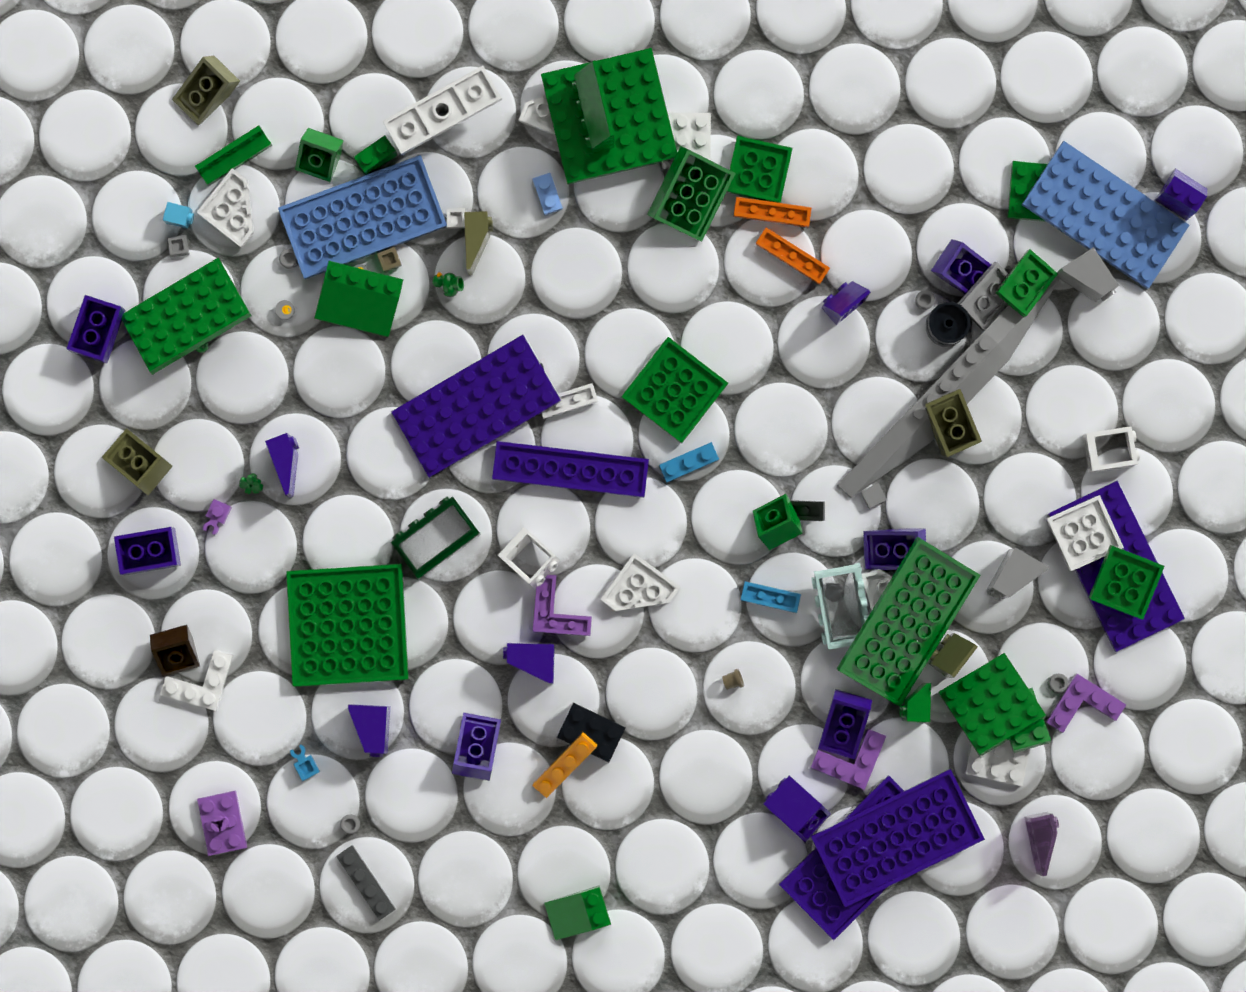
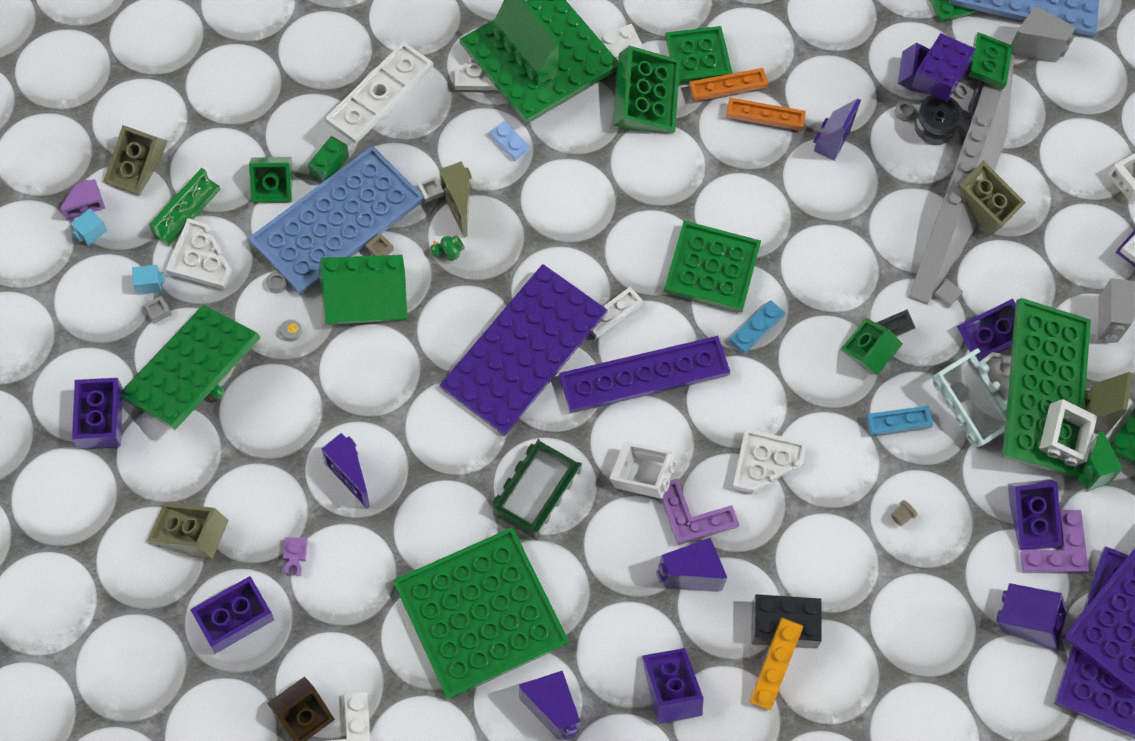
camera: 25 degrees left, 20 degrees down
(143, 144) = (88, 227): none -> medium azure brick
(148, 113) = (82, 198): none -> medium lavender slope
(251, 483) = (320, 507): green plant -> none
(890, 662) = (1085, 420): none -> white window
(971, 280) = (943, 67): none -> dark purple brick

